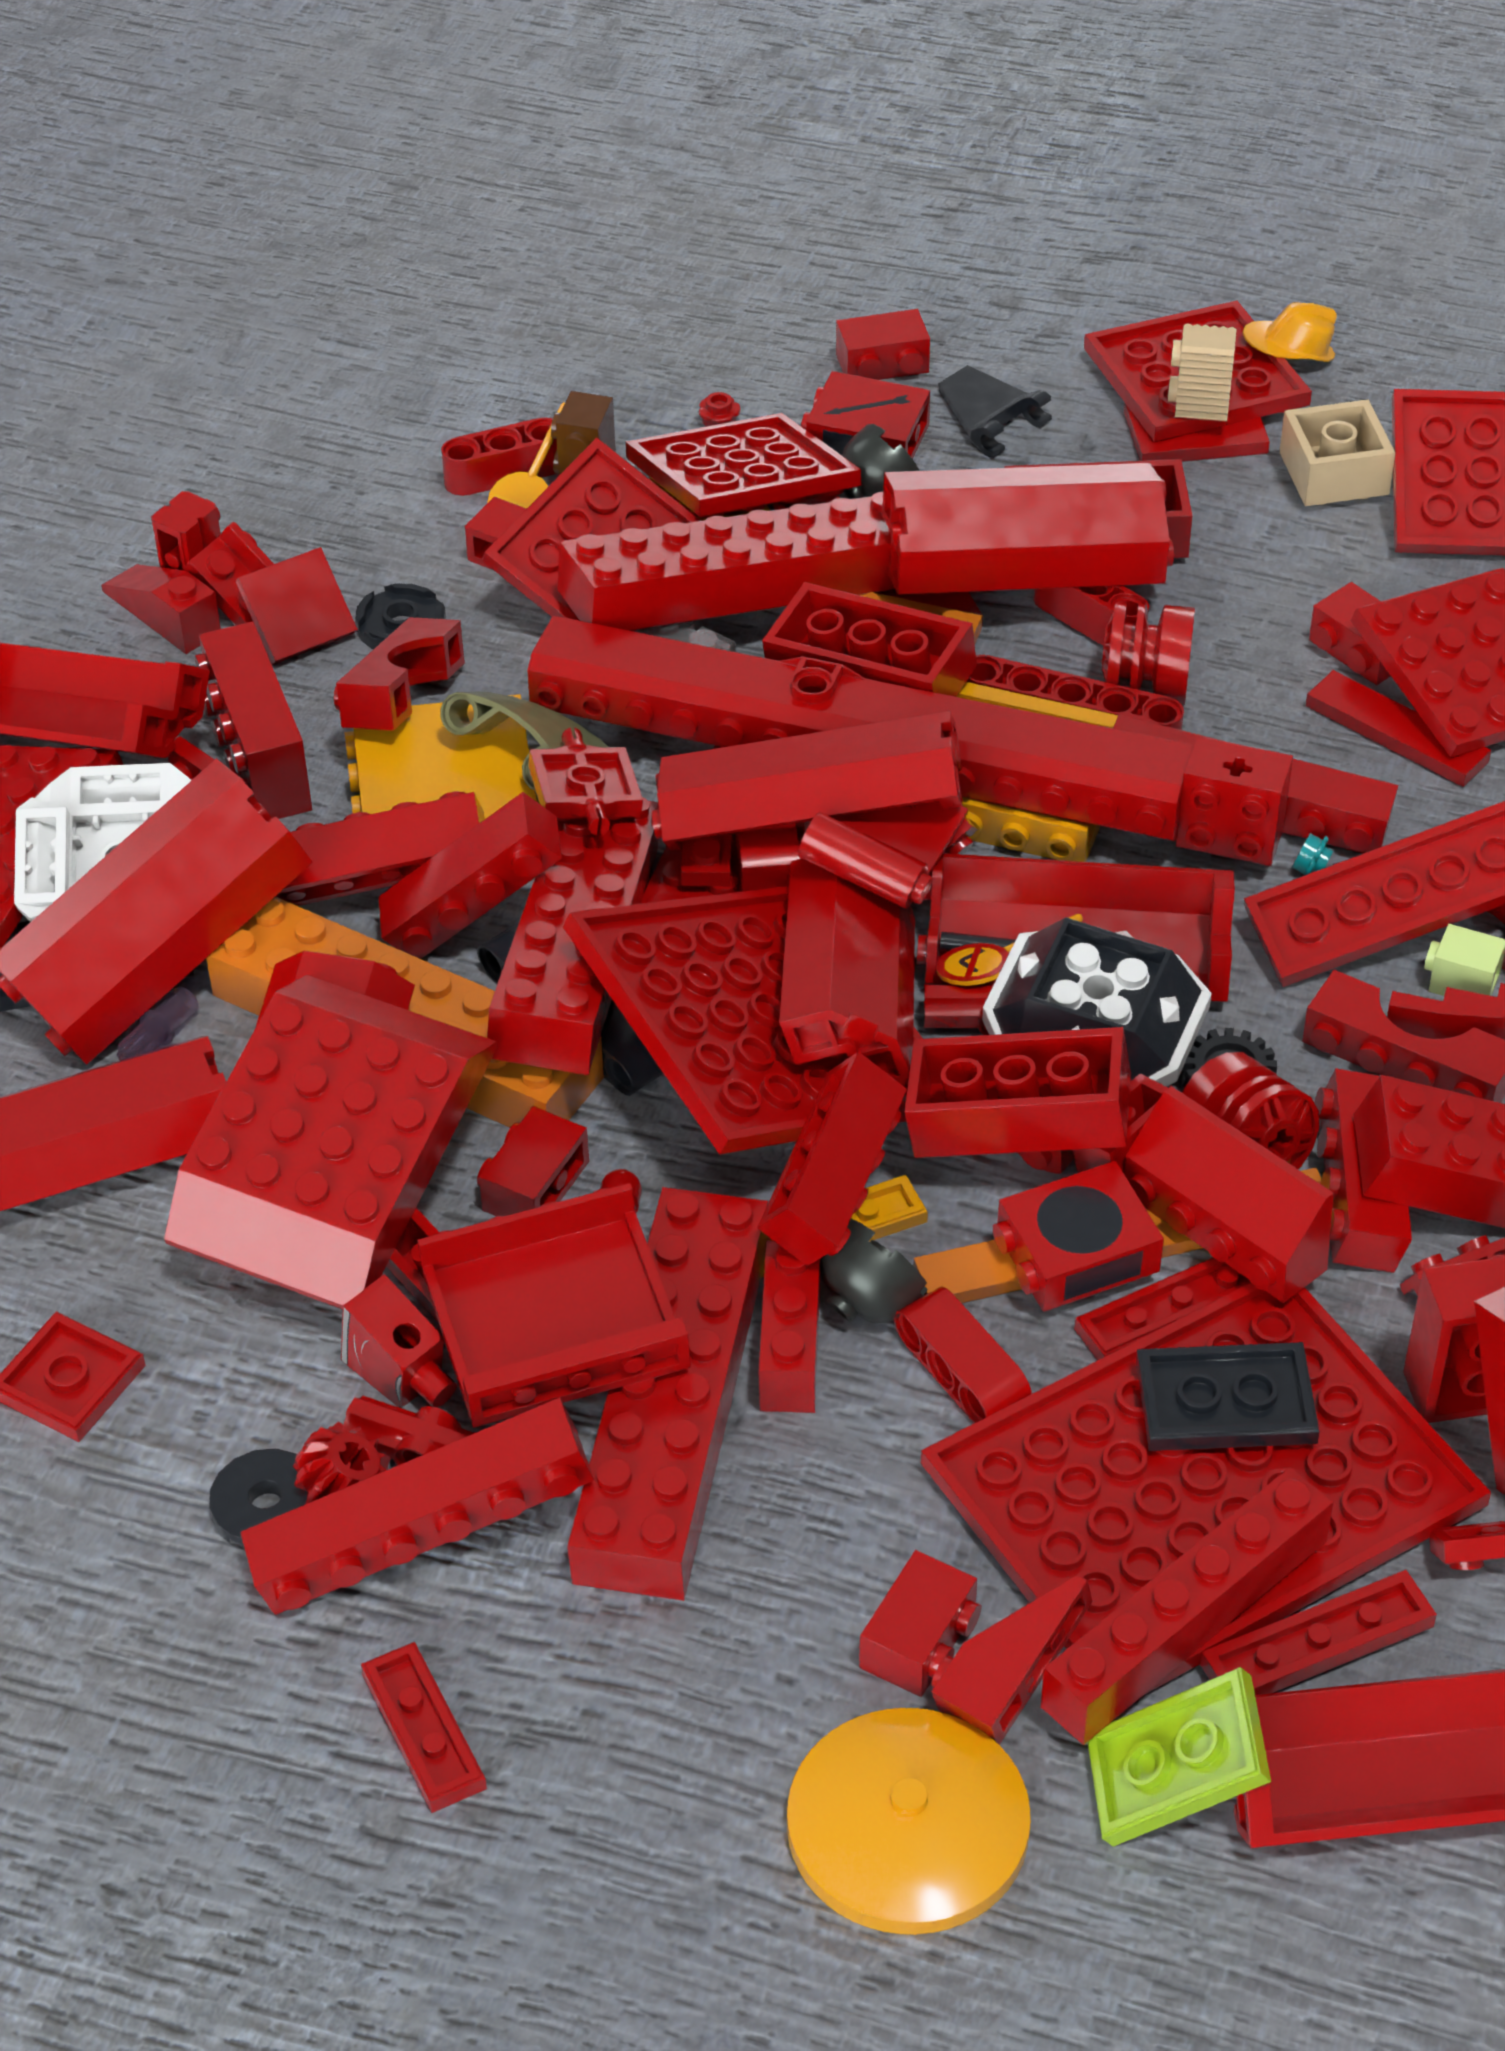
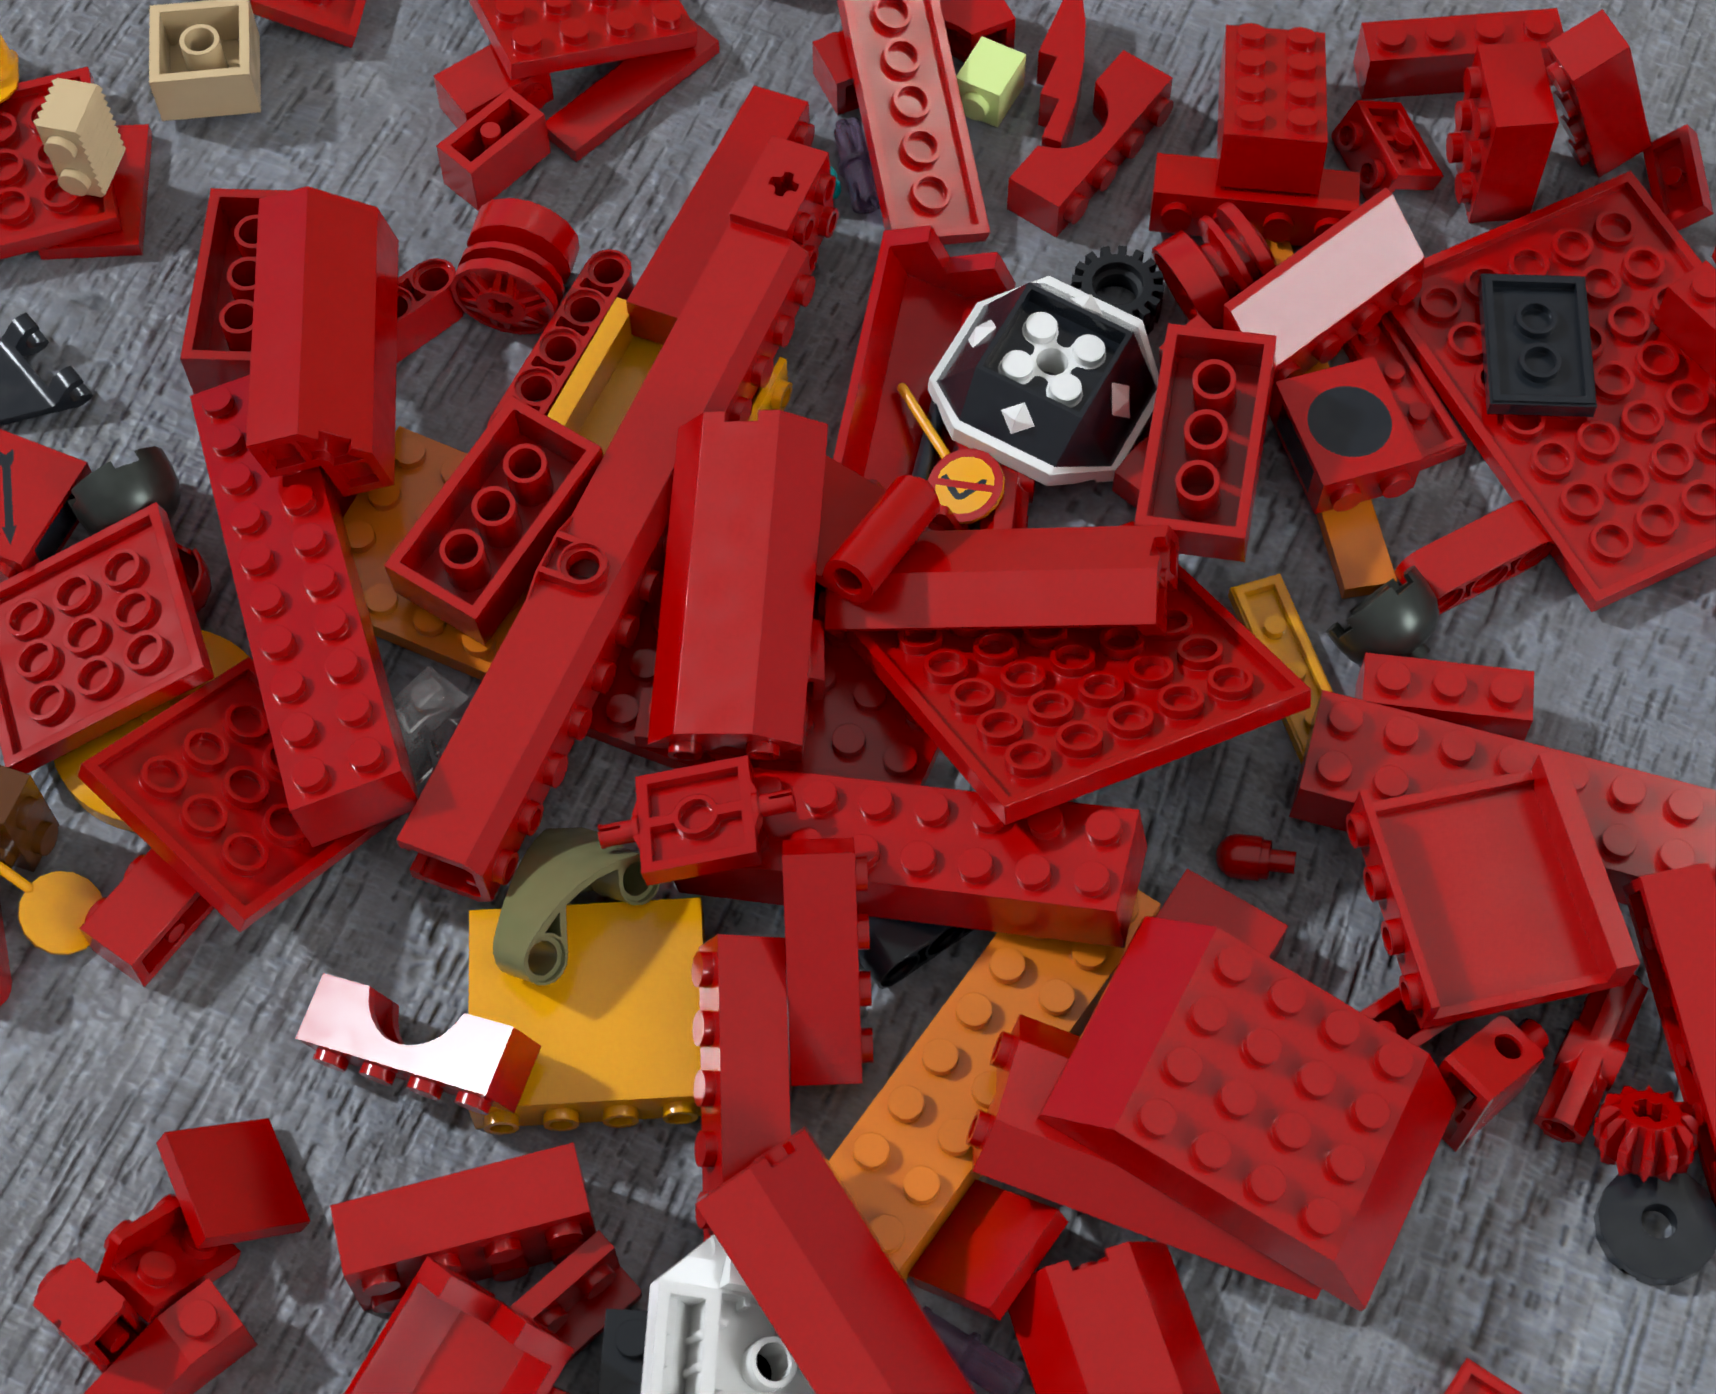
camera: 85 degrees left, 15 degrees up
(218, 1017) = (988, 1249): none -> red tile
(376, 612) = (257, 1098): black tile -> none
(833, 1160) = (1300, 610): red brick -> none
(1284, 632) = (493, 148): none -> red brick

